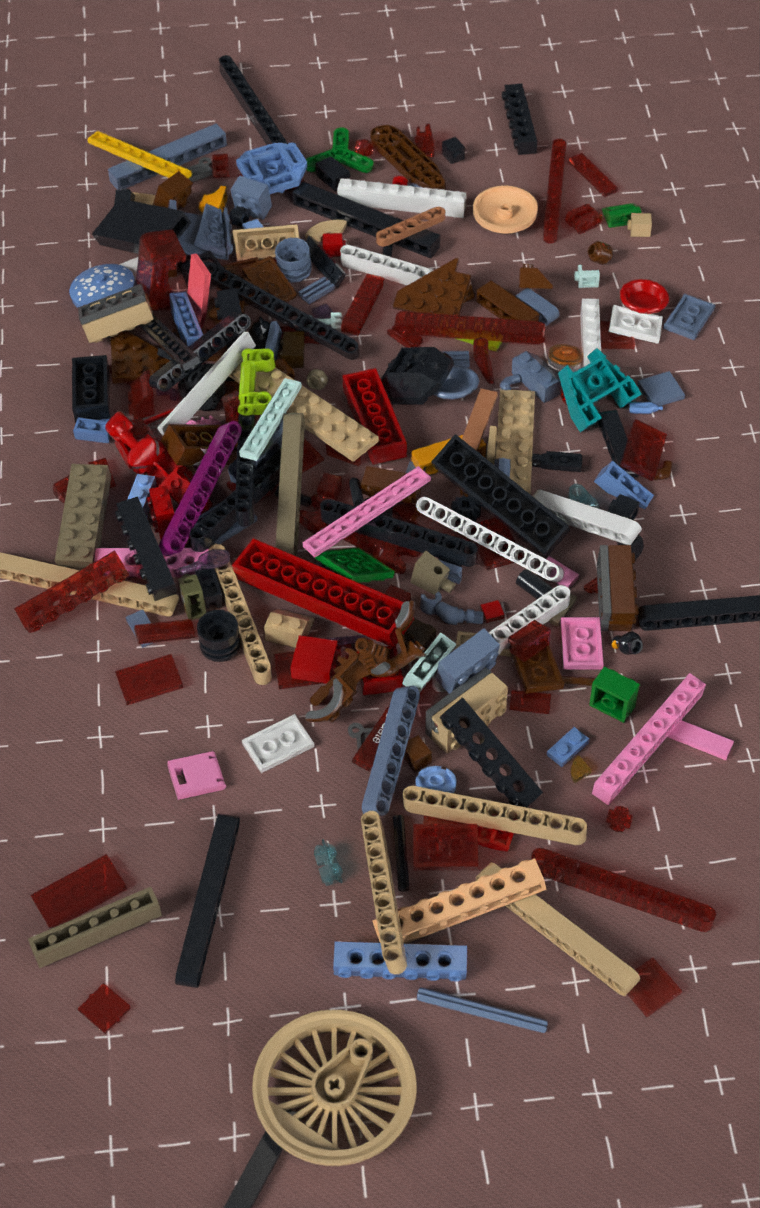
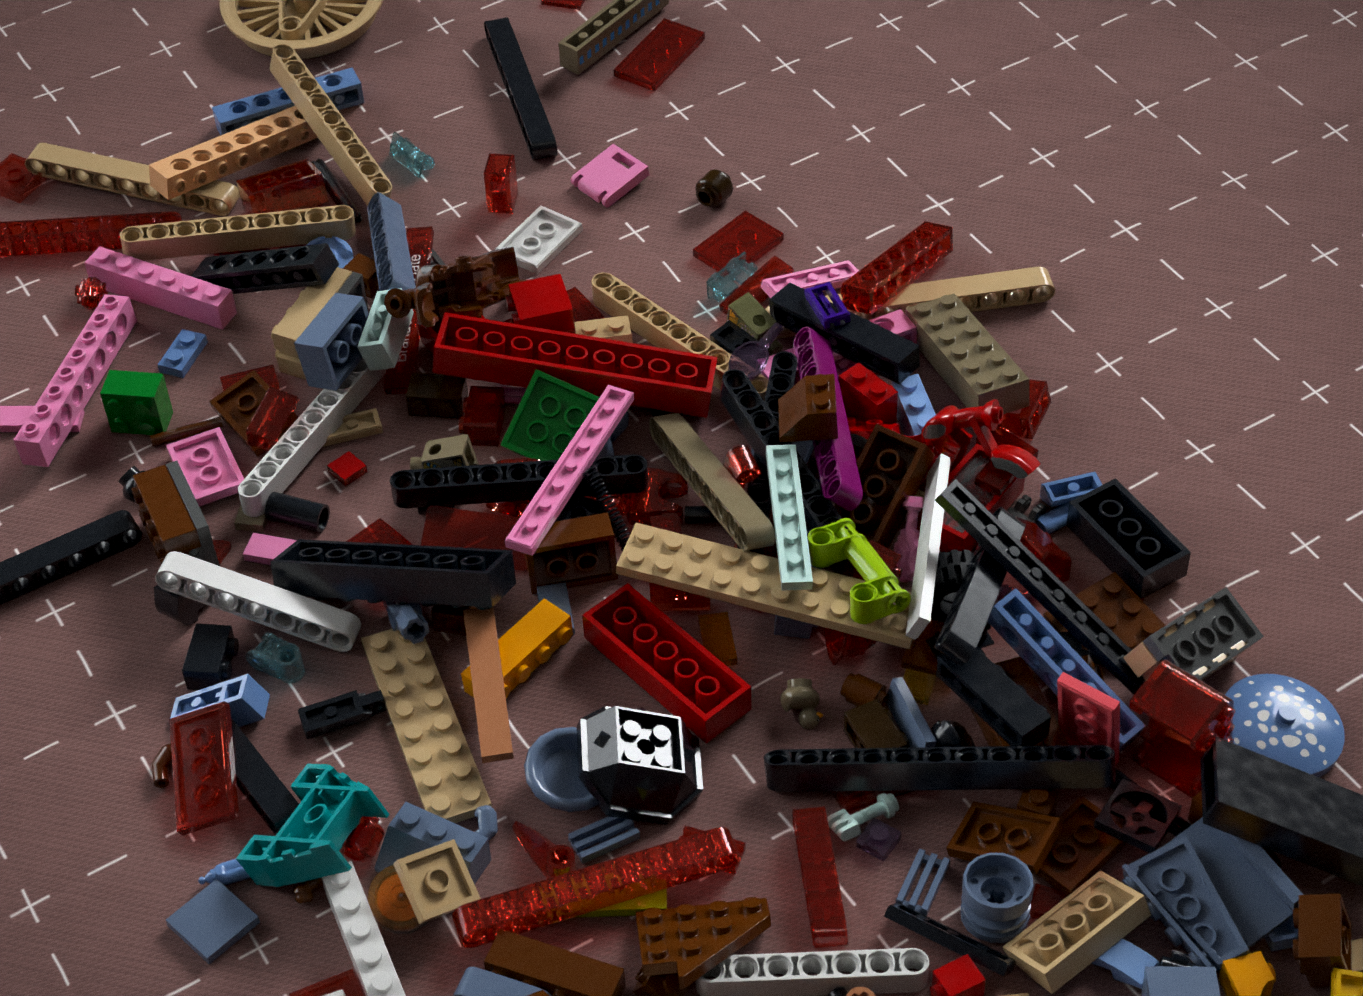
camera: 155 degrees right, 5 degrees down
(127, 618) = (833, 273): none -> bright pink tile
(134, 724) = (714, 188): none -> dark brown head
(144, 567) = (817, 308): none -> dark purple tile
(183, 644) = (722, 284): none -> clear light blue hinge
(217, 465) = (809, 410): none -> reddish brown slope
(218, 635) = (681, 289): black wheel -> none
(271, 482) = (741, 465): none -> clear red piece
(282, 782) = (501, 183): none -> clear red brick
(449, 613) = (400, 437): sand blue piece -> none
(482, 1010) = (180, 105): sand blue axle -> none
(491, 452) = (447, 665): tan tile -> none
(497, 540) = (344, 525): white beam -> none
(547, 344) = (436, 881): none -> tan plate
(569, 802) = (162, 287): none -> bright pink brick
(579, 769) = (159, 336): clear yellow tile -> none

